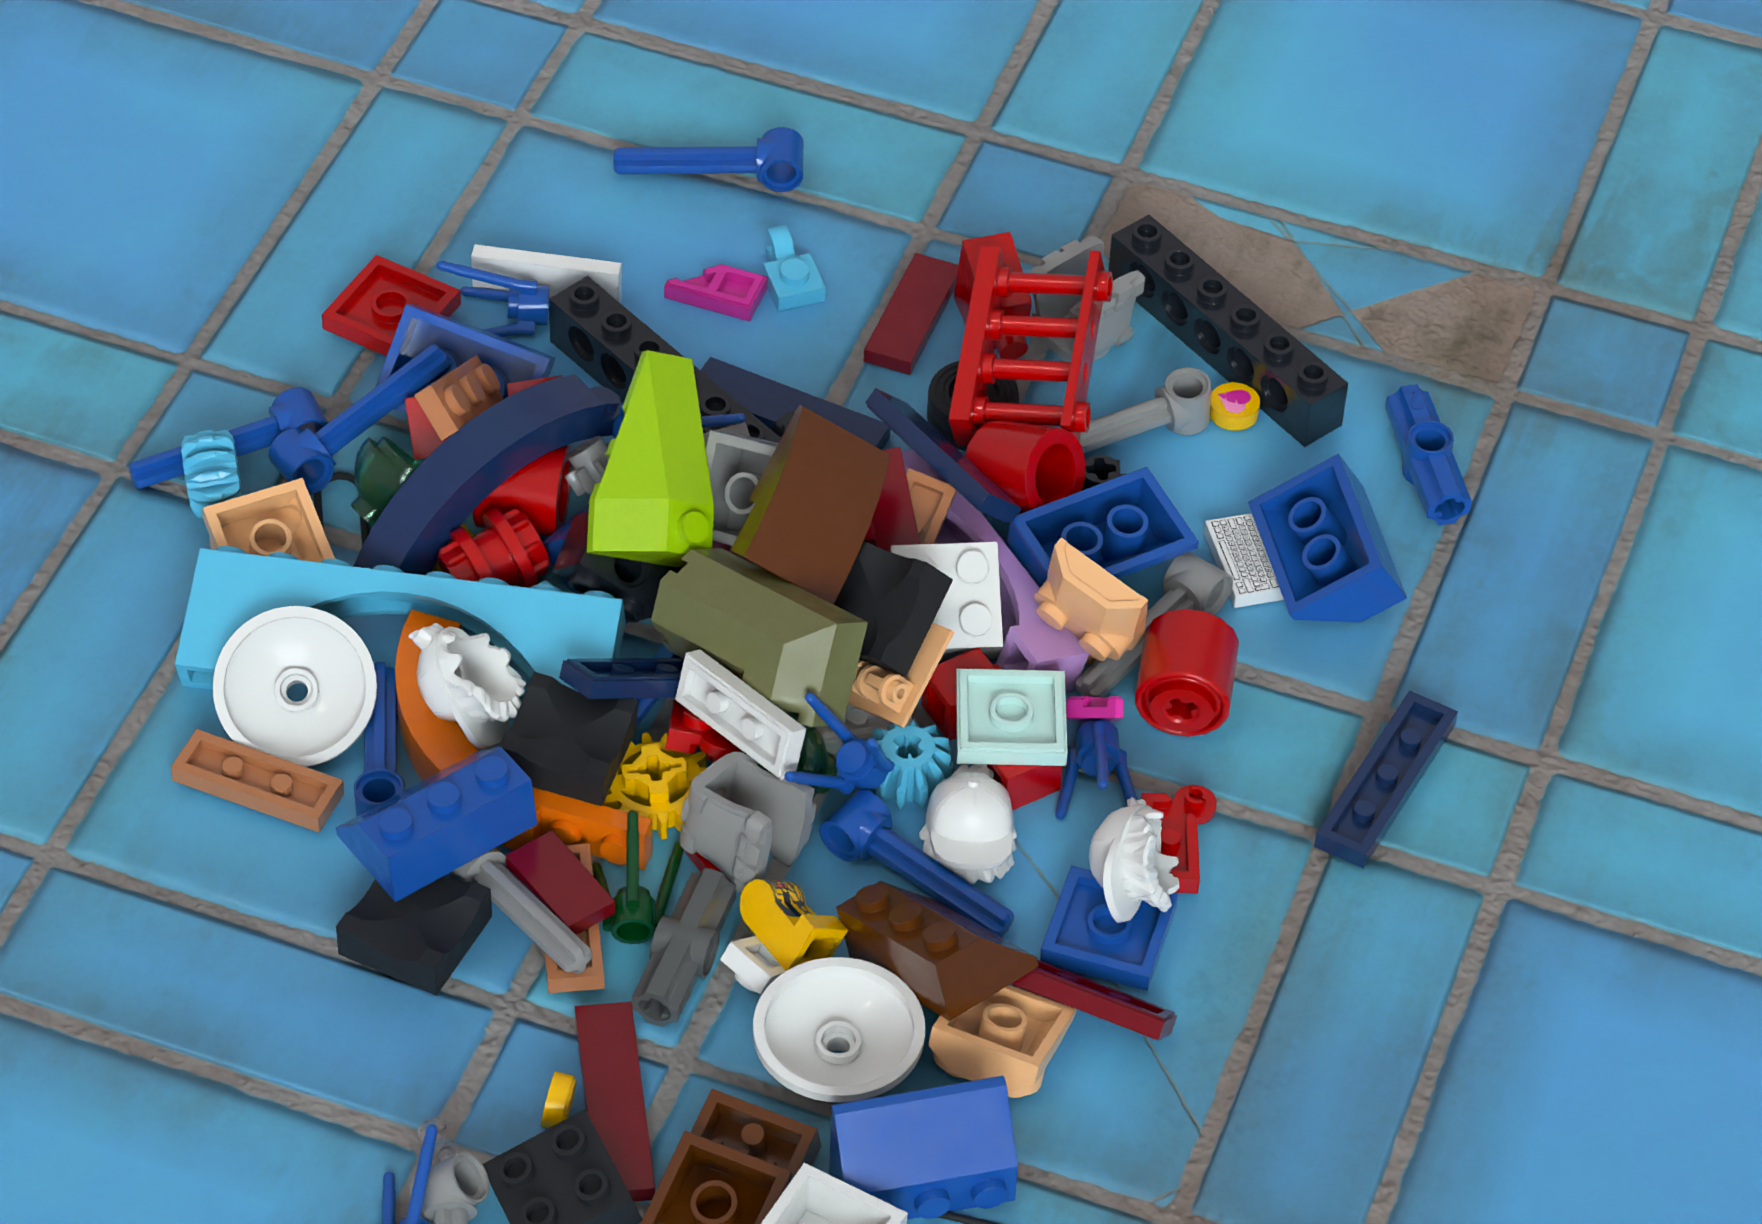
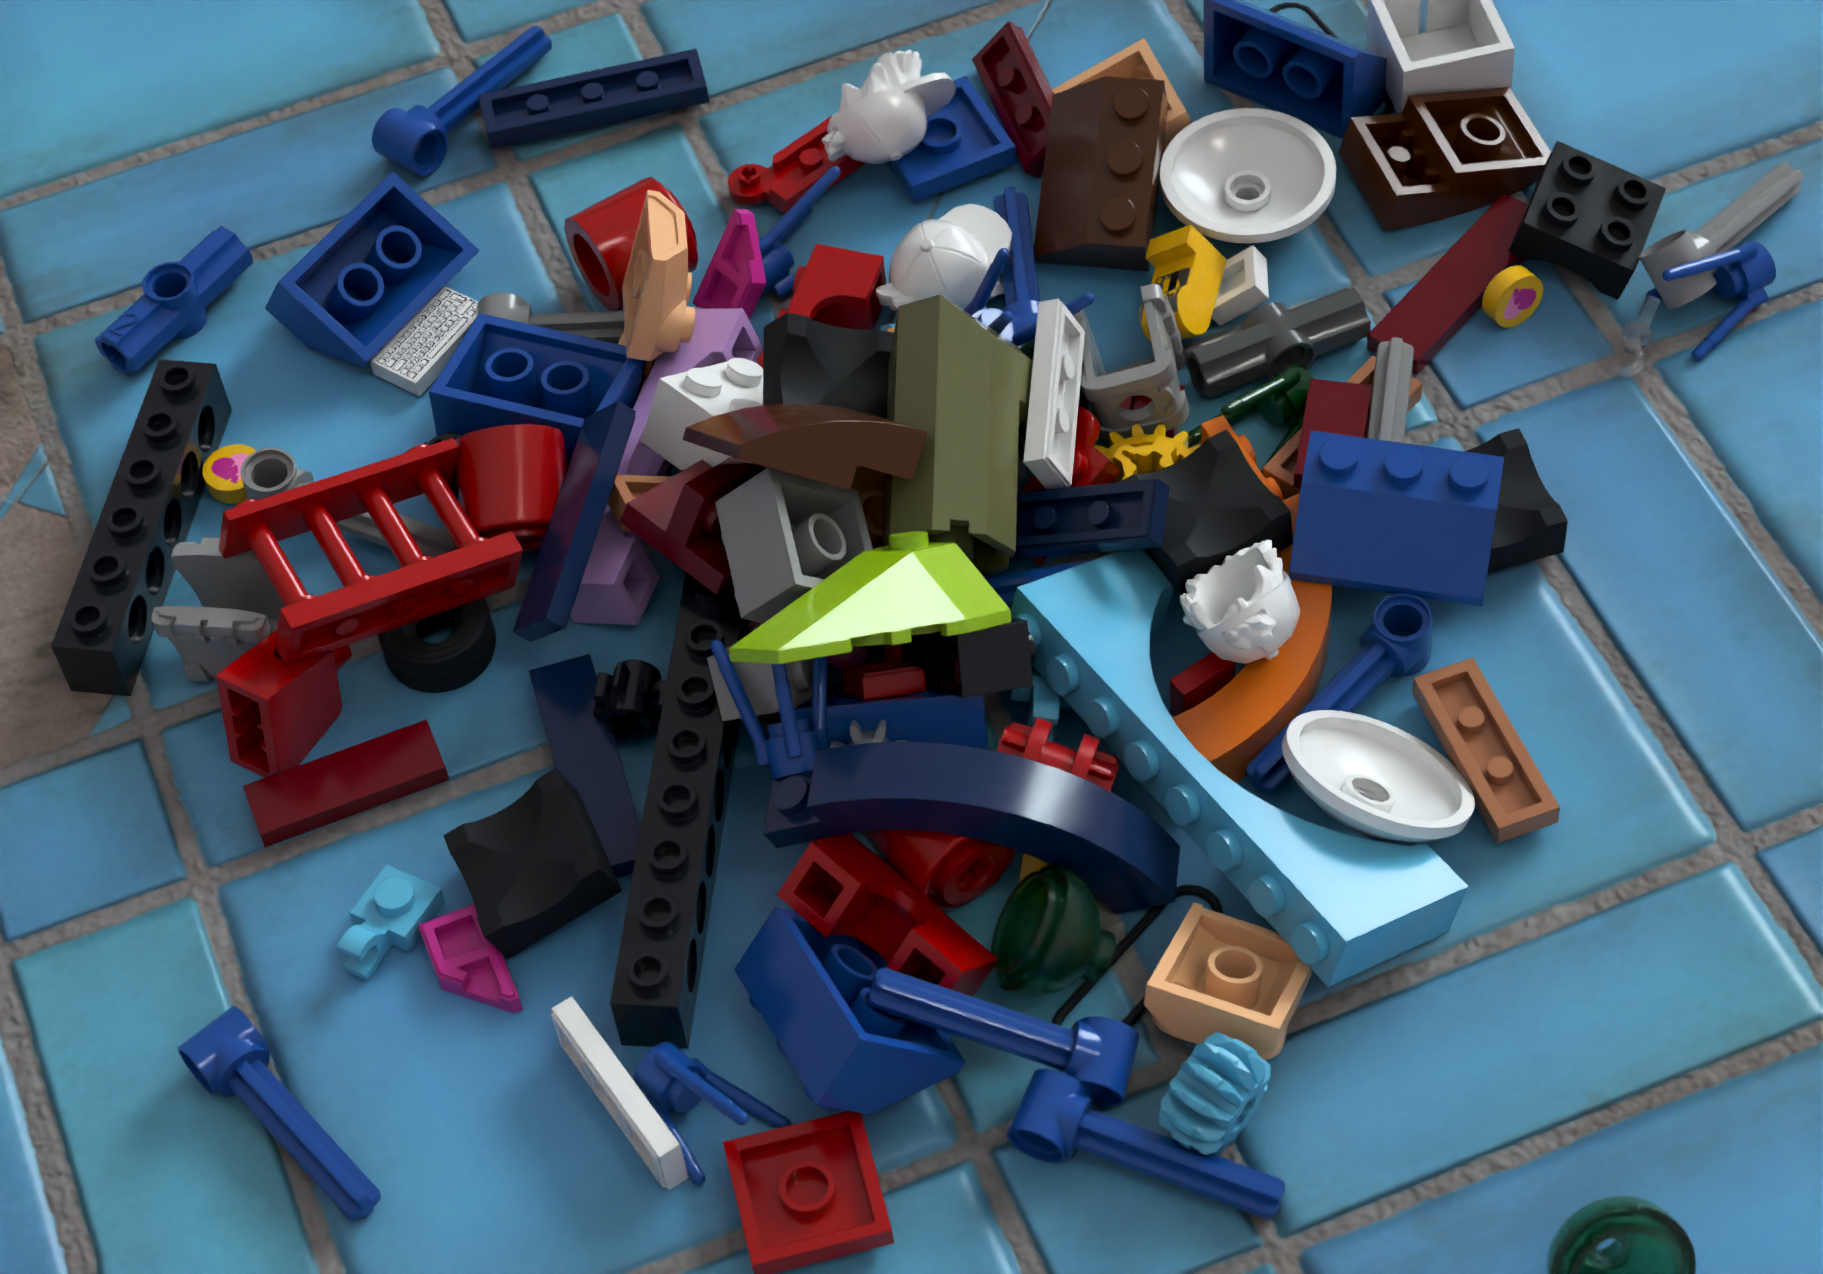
camera: 125 degrees left, 5 degrees up
(459, 396) = (926, 890): nougat plate -> none
(733, 325) = (533, 865): none -> black brick
(1011, 717) = (822, 279): light aqua tile -> none
(1458, 664) = (419, 136): none -> blue axle

